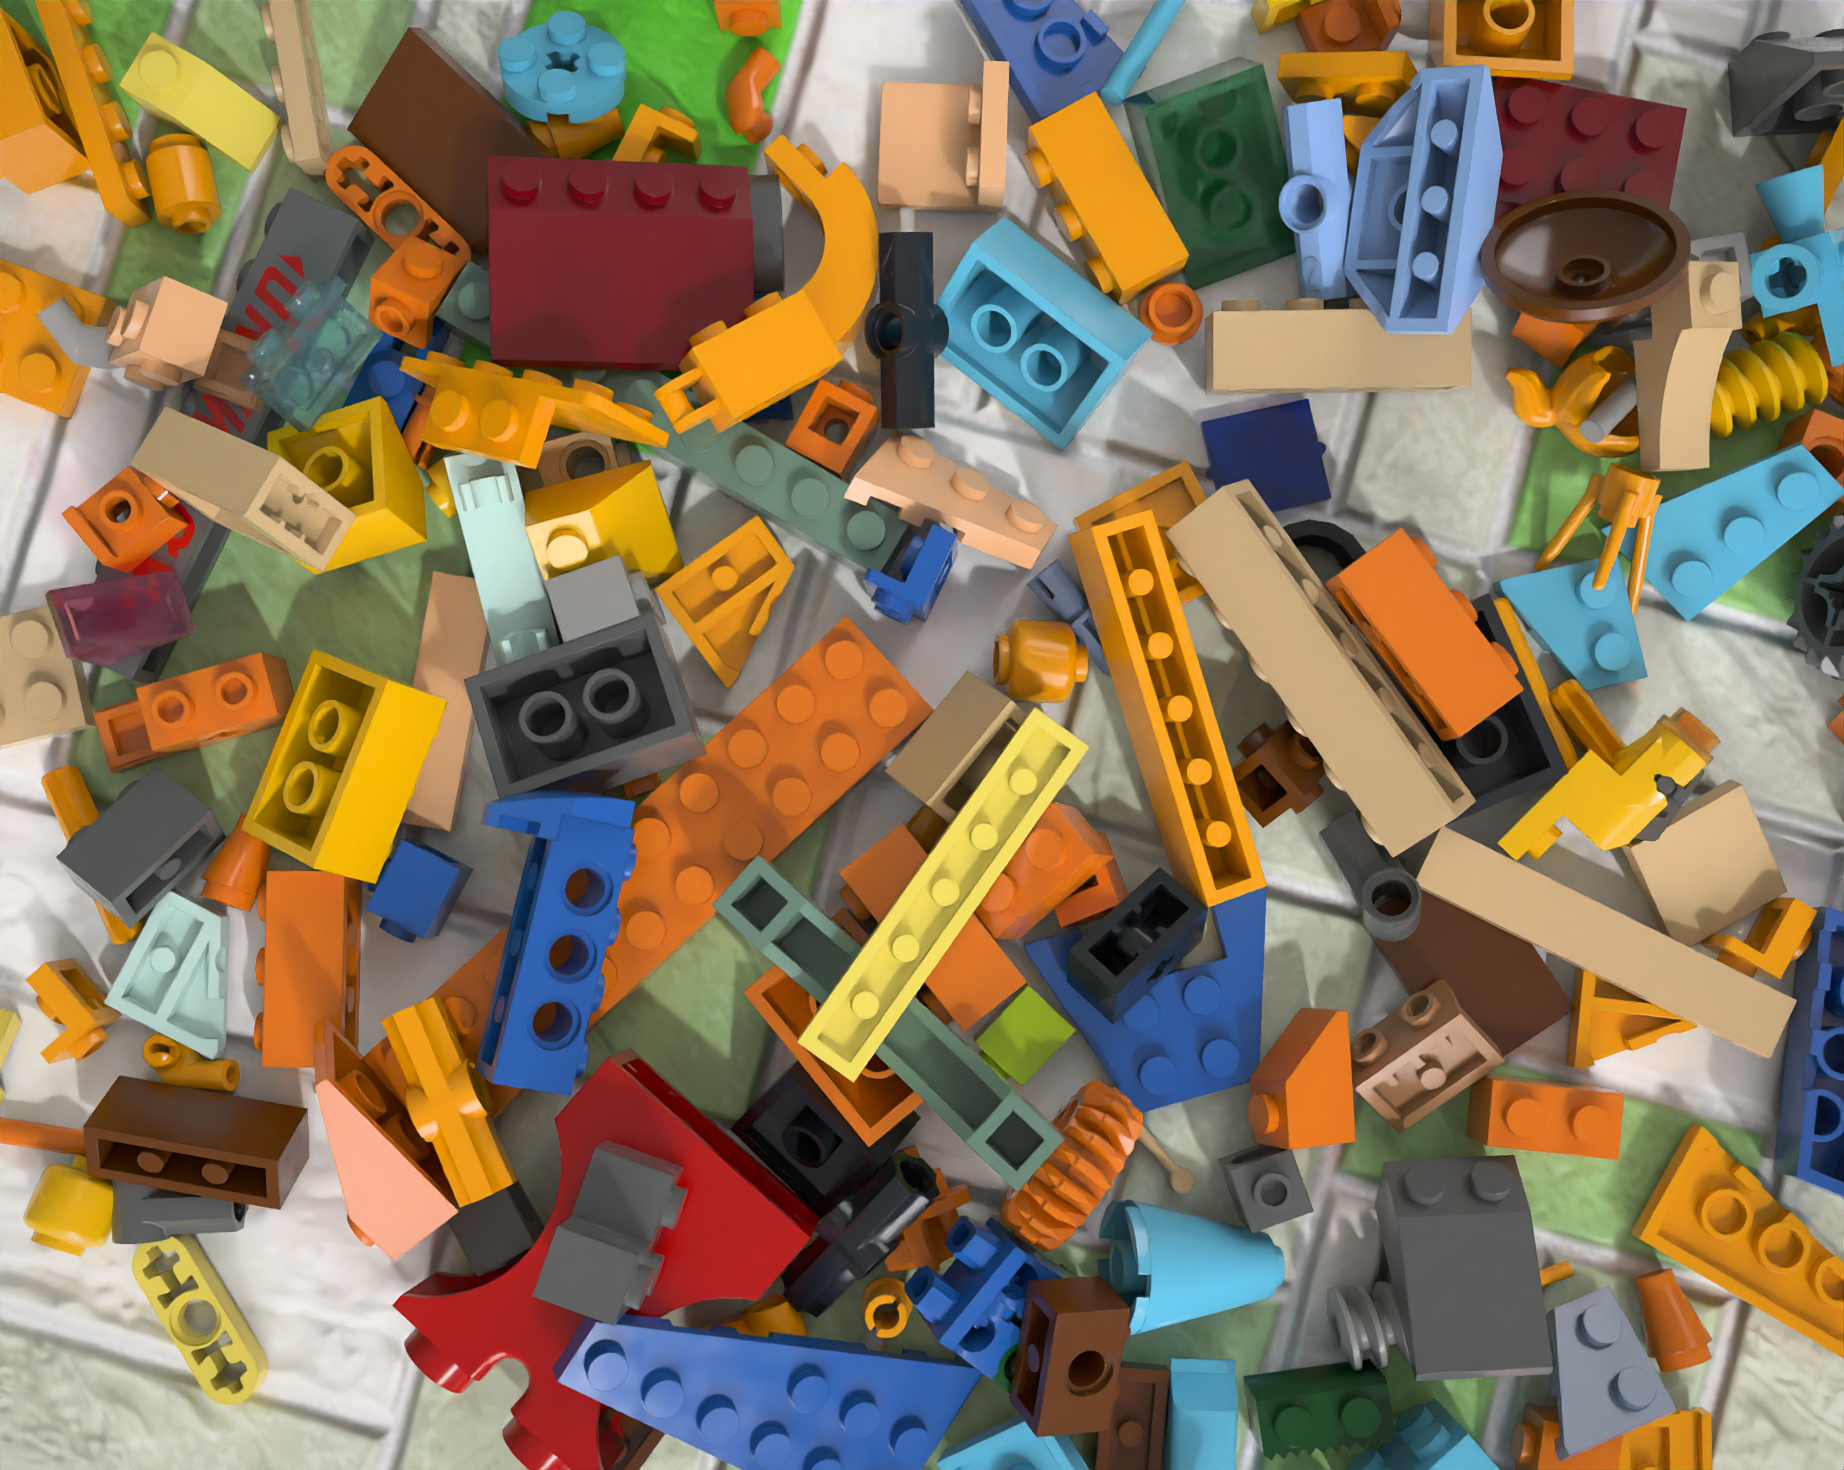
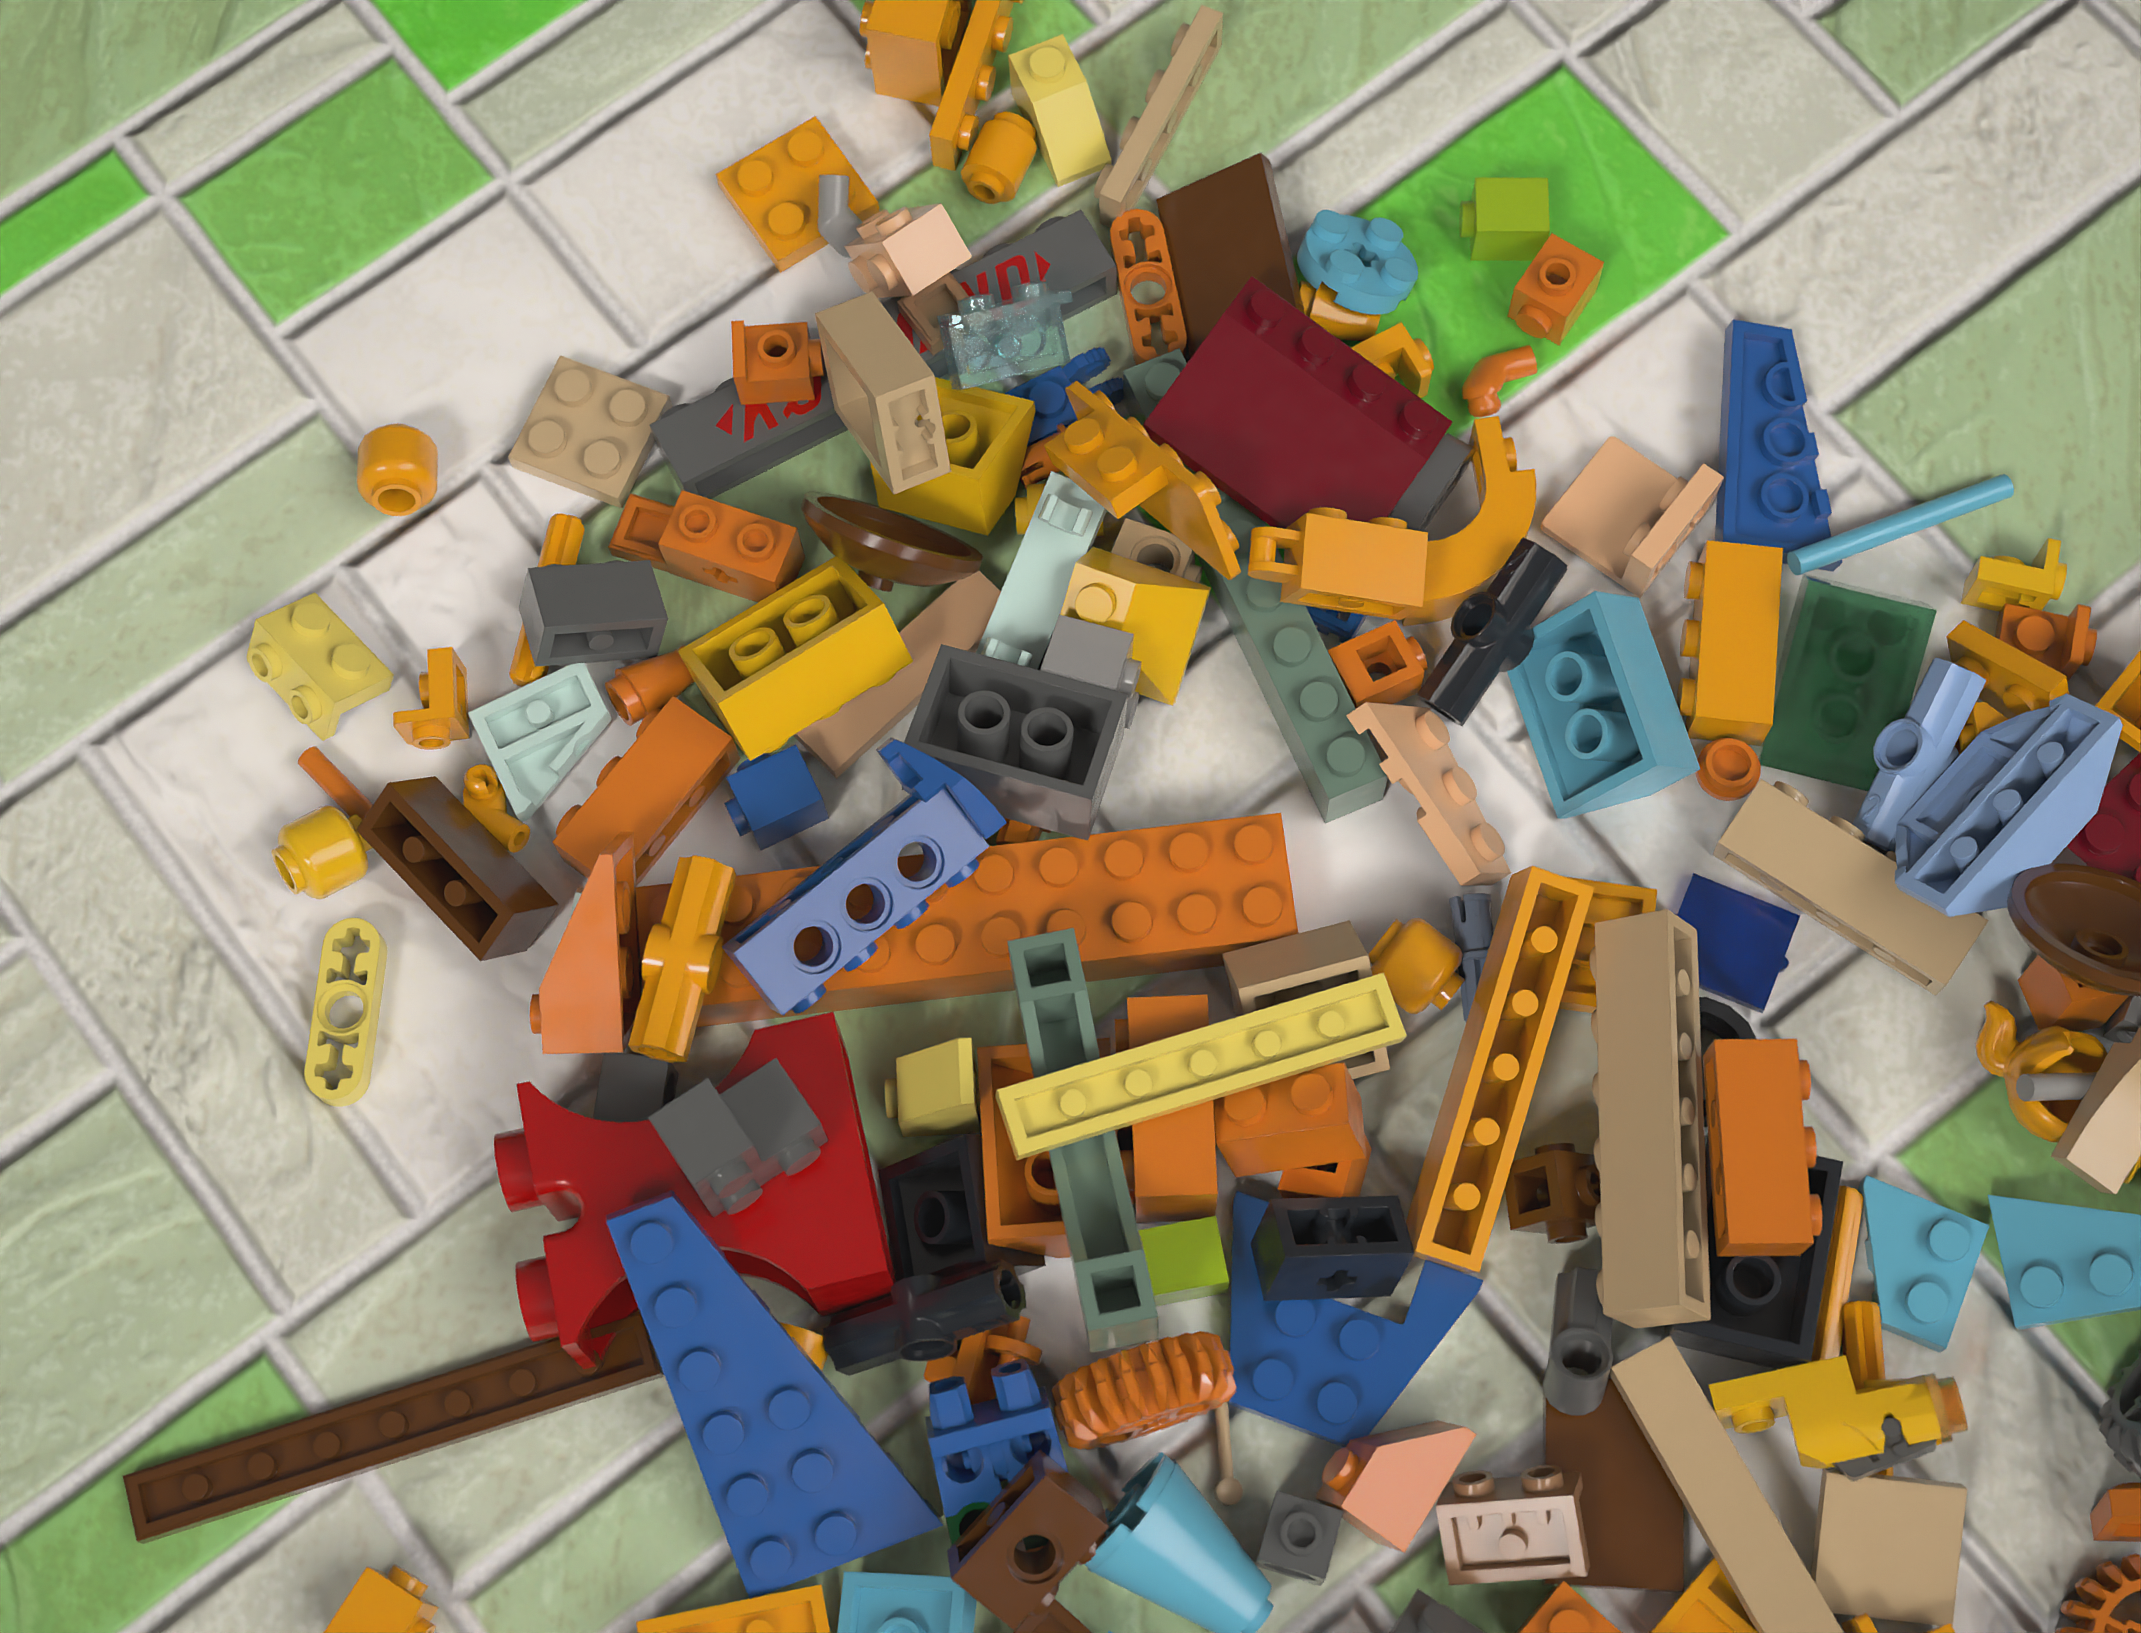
camera: 40 degrees right, 15 degrees down
(120, 617) = (713, 428): clear pink slope -> none
(155, 1214) = (390, 905): dark grey piece -> none
(346, 609) = (888, 544): none -> reddish brown dish
(411, 290) = (1115, 341): orange bracket -> none
(729, 596) = (1196, 743): light orange wing -> none
(730, 1045) = (936, 1091): none -> light yellow slope
(881, 1291) = (907, 1421): light orange pin -> none
(924, 573) = (1365, 832): blue bracket -> none
(1624, 497) = (2020, 1169): light orange plant -> none

